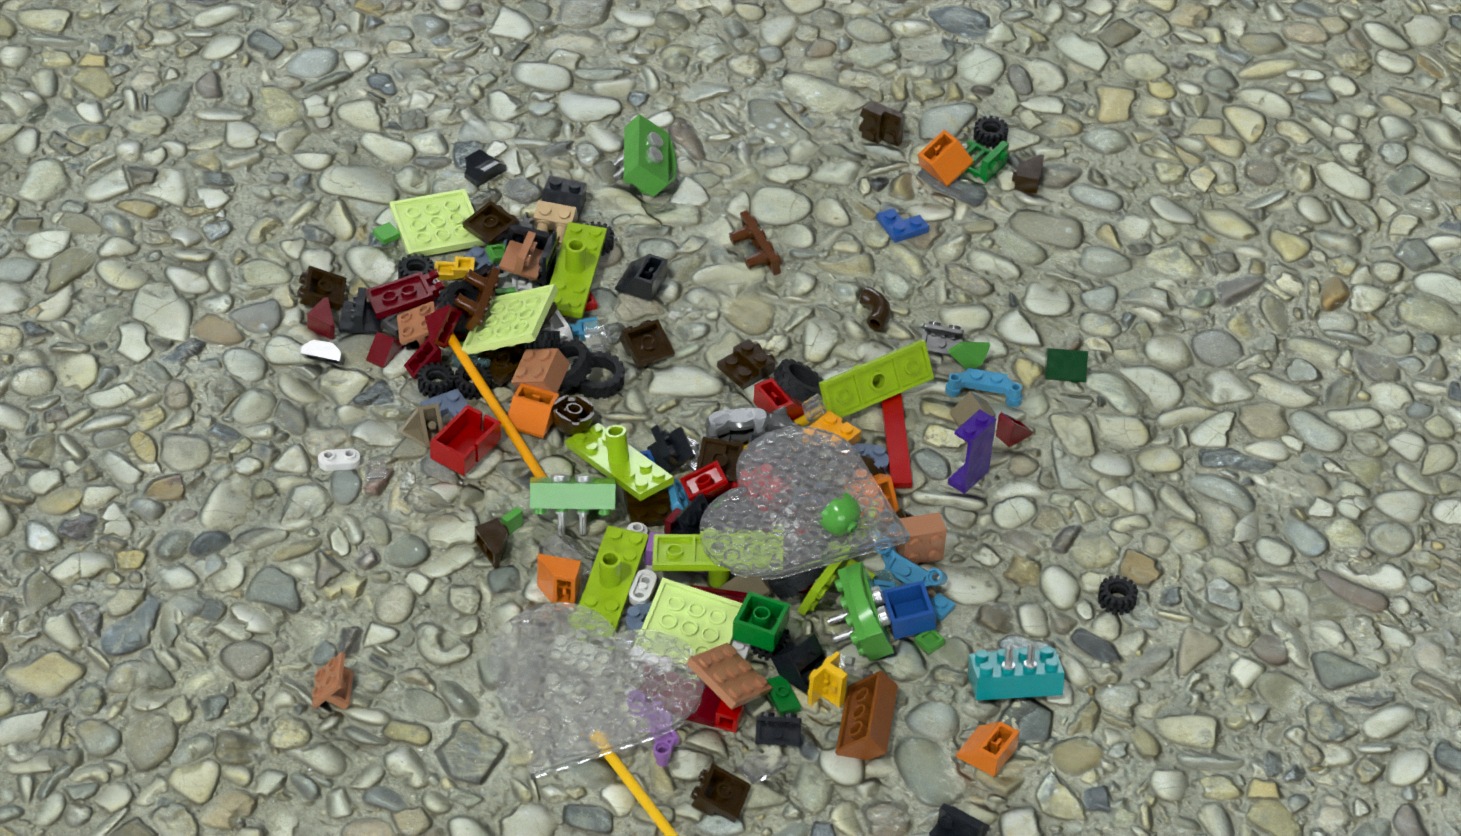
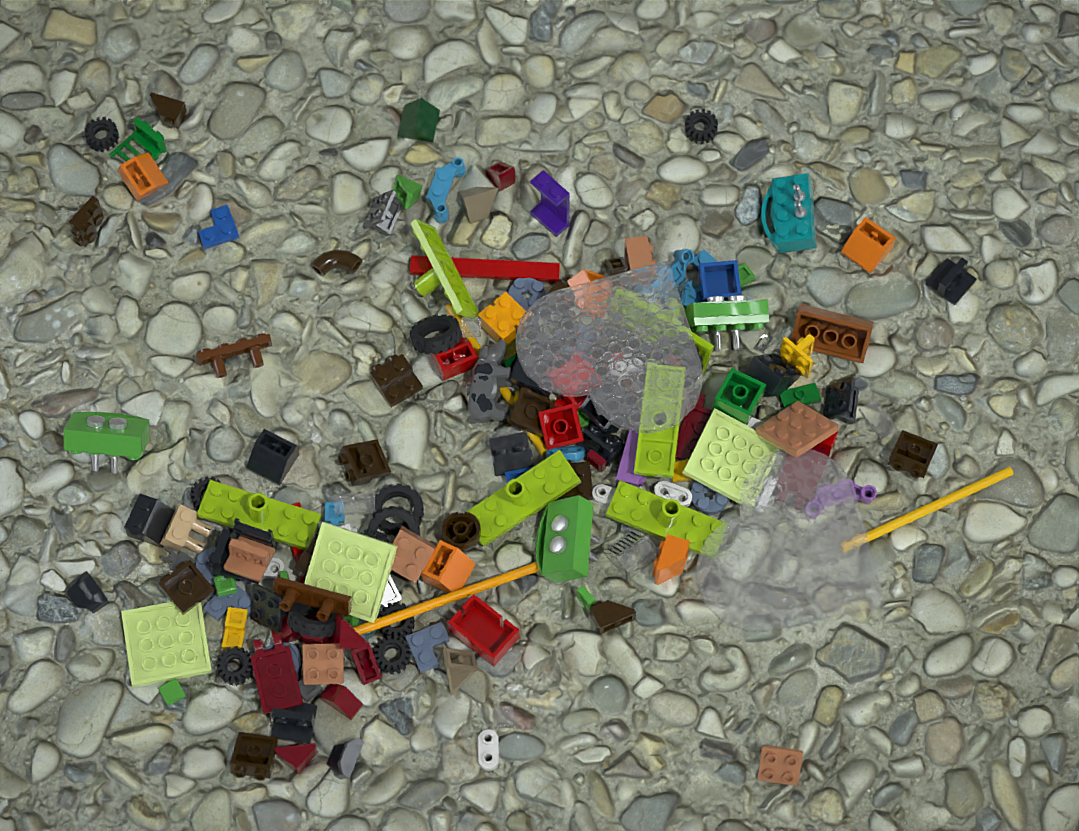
camera: 80 degrees left, 20 degrees up
(841, 515) = (655, 306): bright green cylinder -> none

